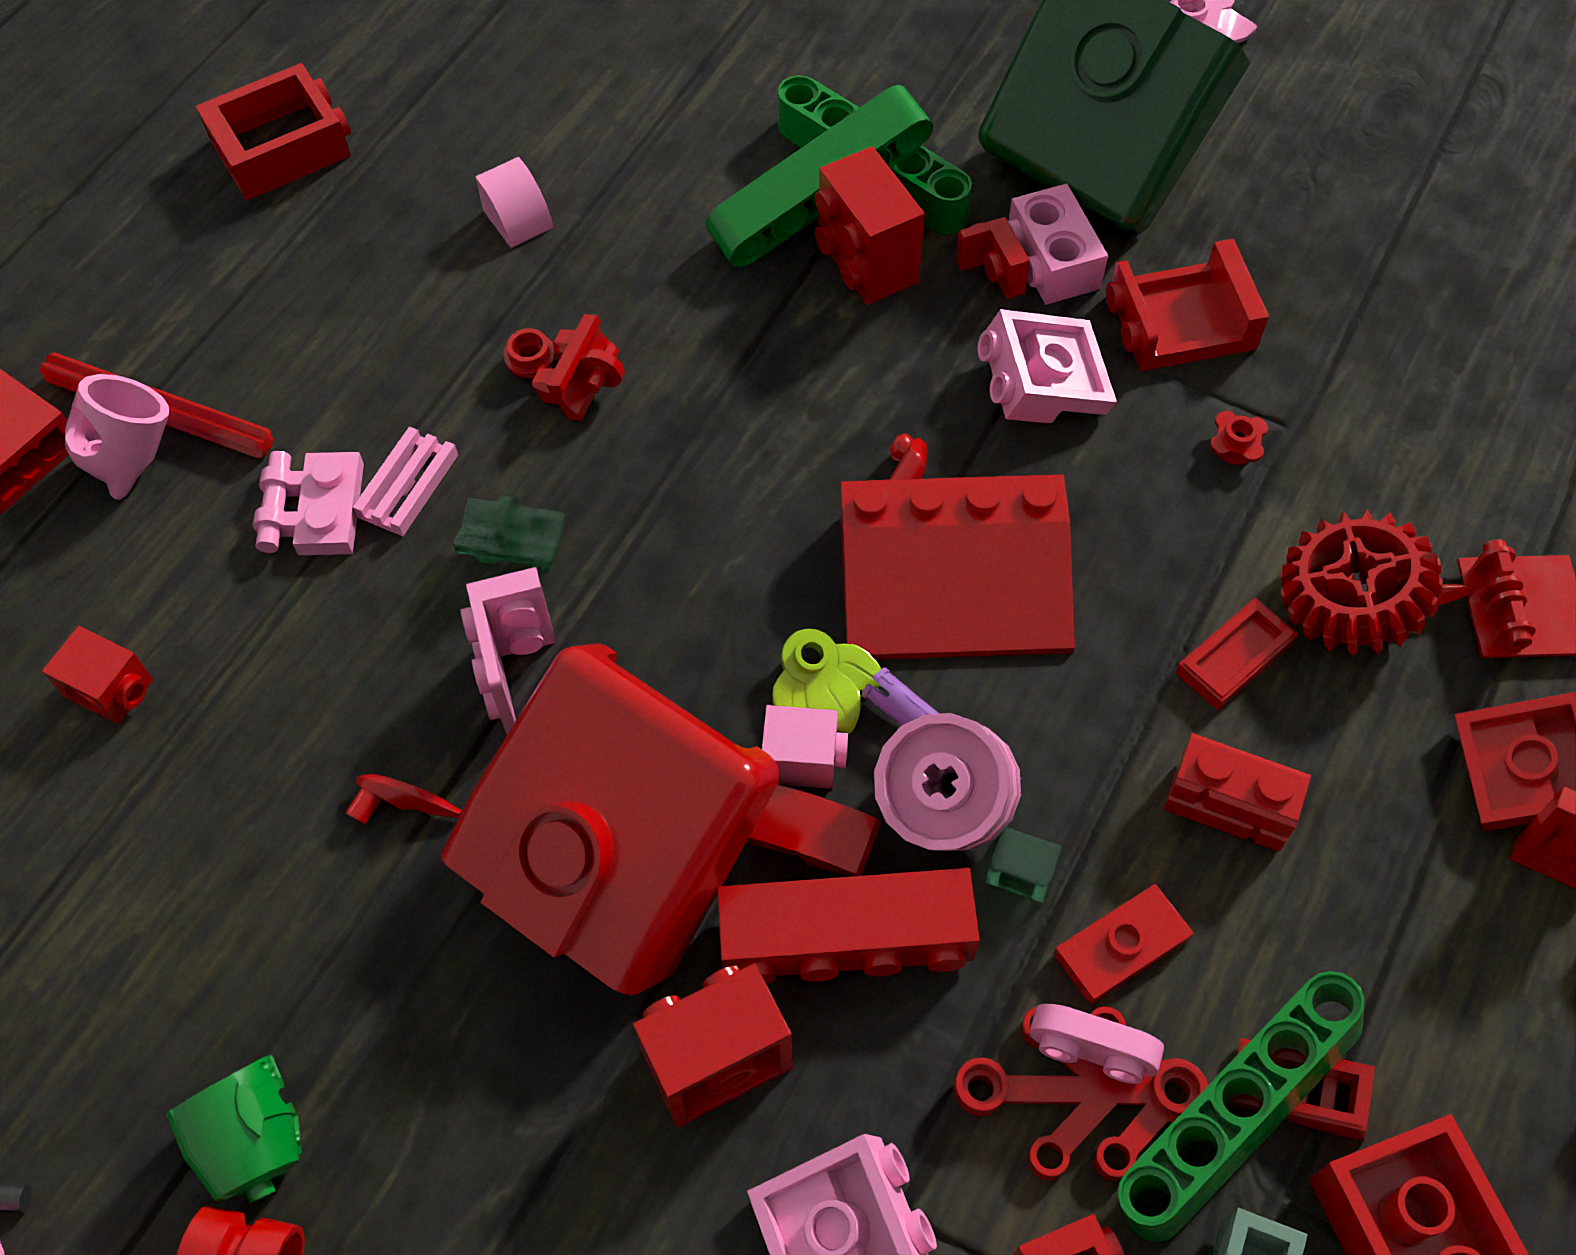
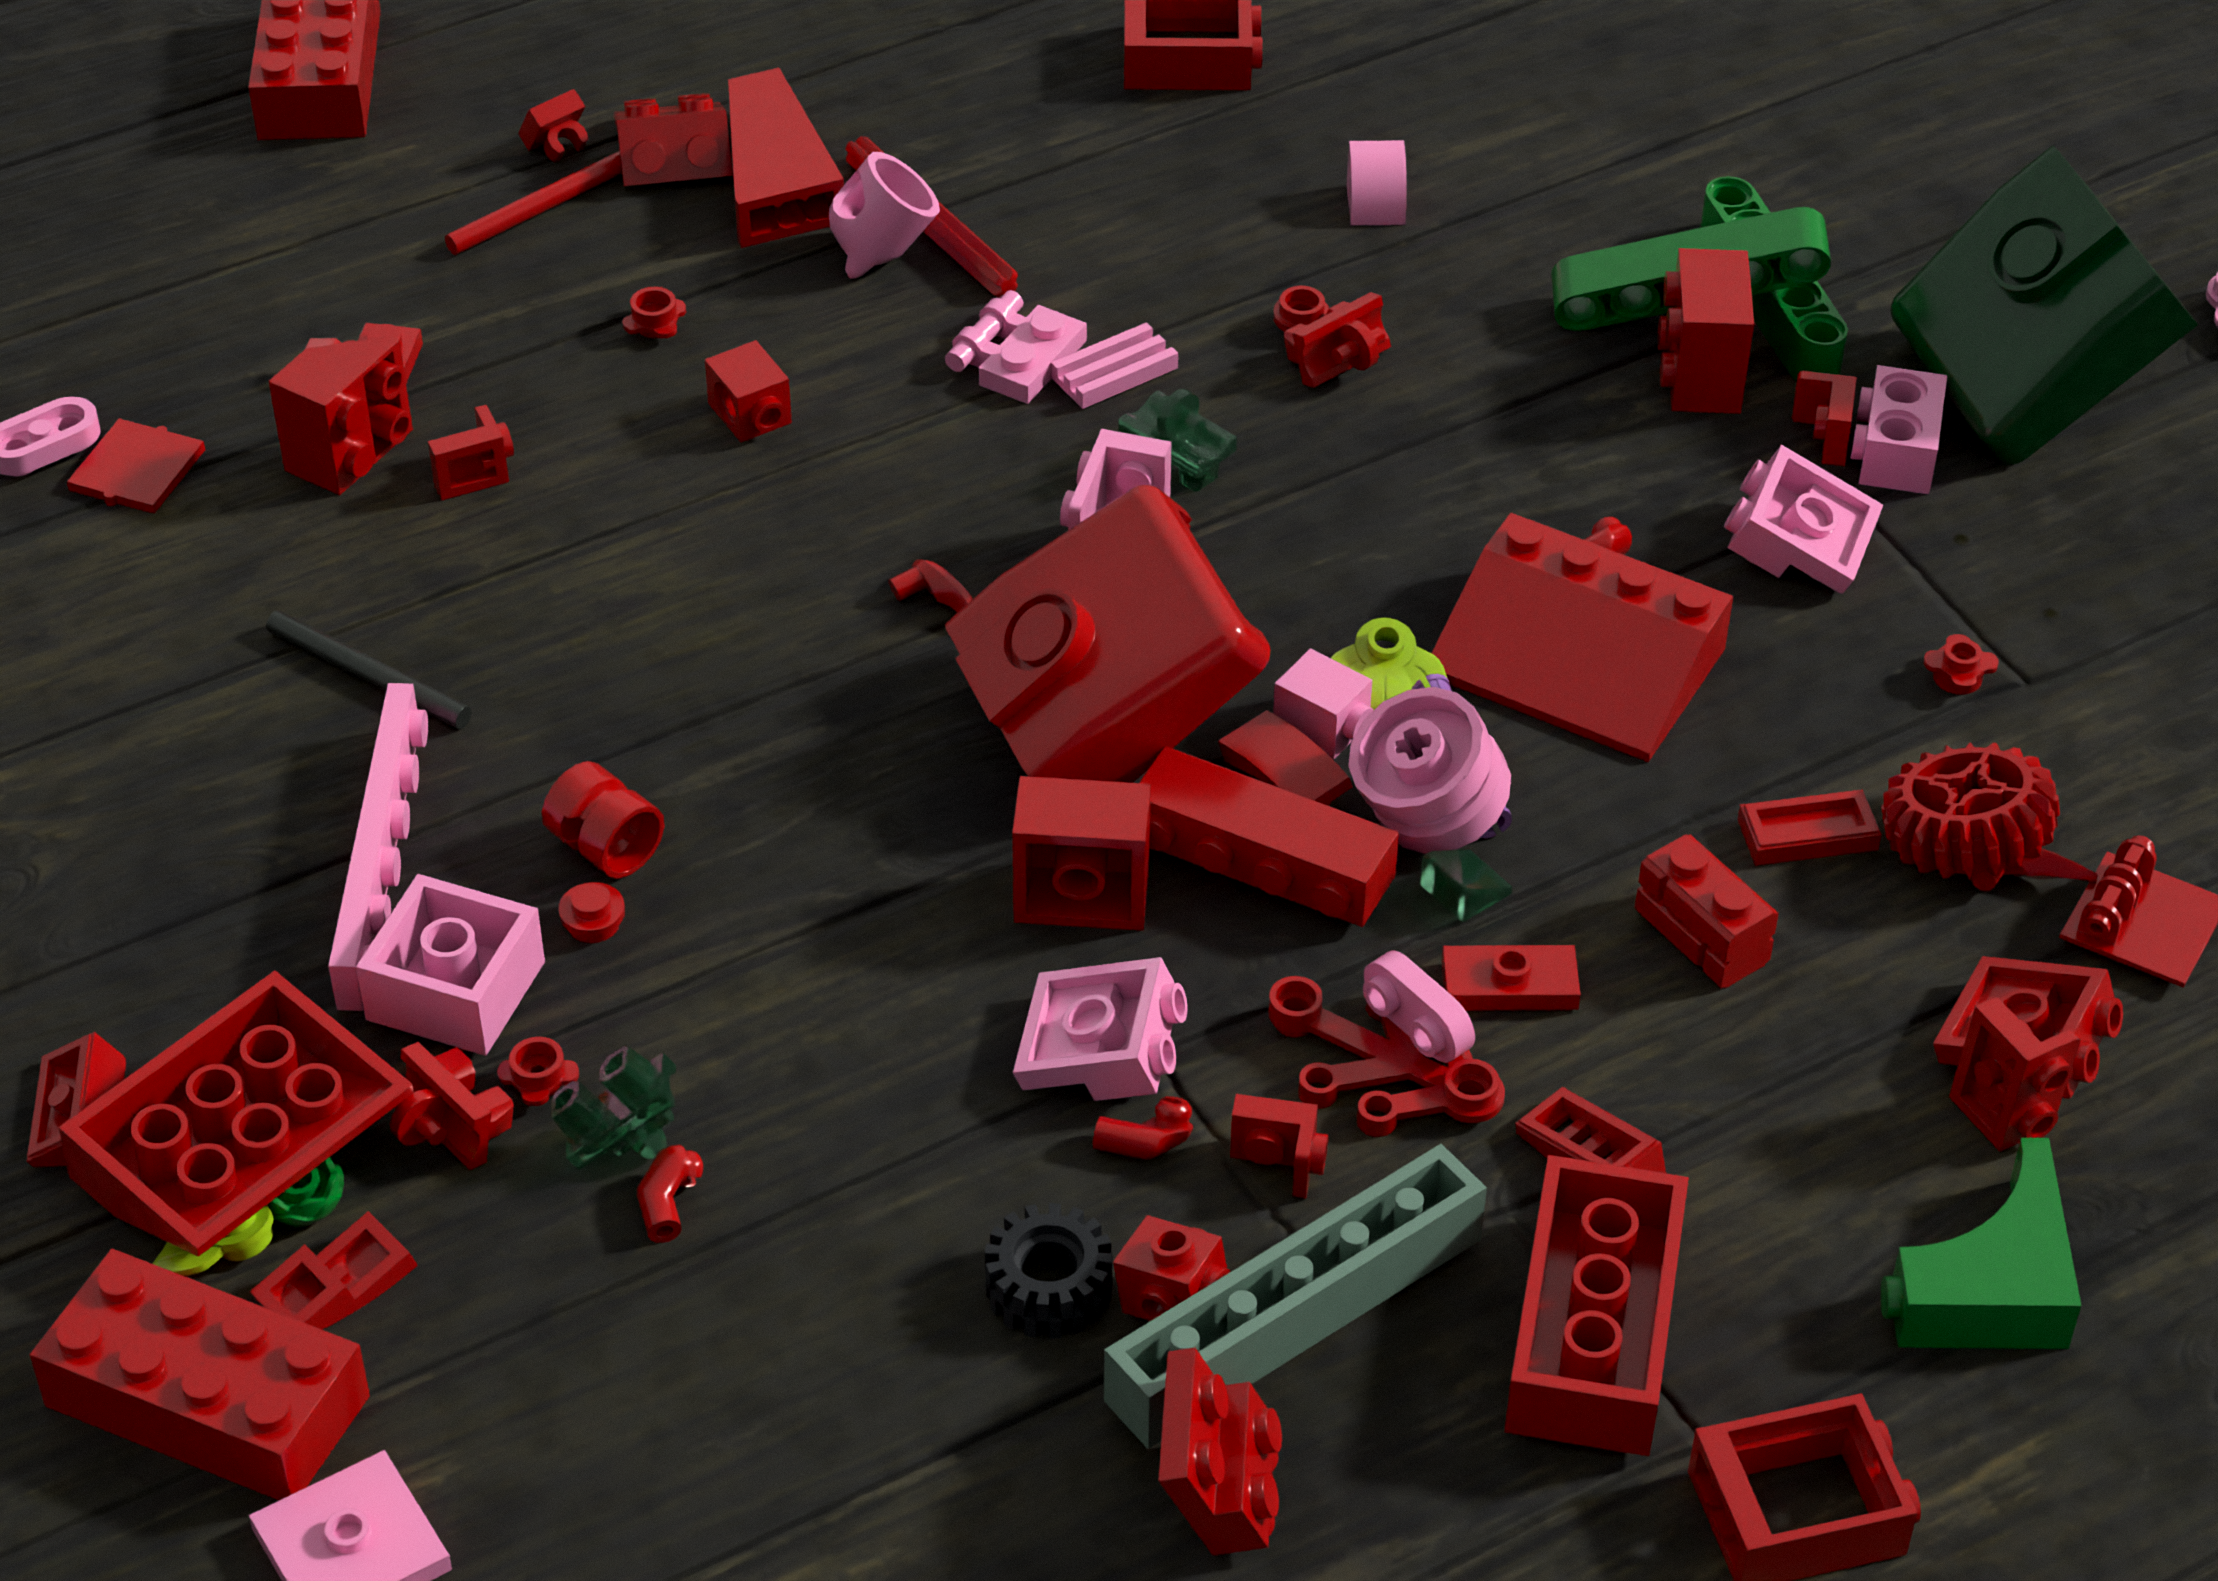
camera: 30 degrees right, 15 degrees down
(239, 1133) = (659, 733): green helmet -> none
(1188, 310) = (1993, 541): red panel -> none
(1250, 1074) = (1518, 1103): green beam -> none

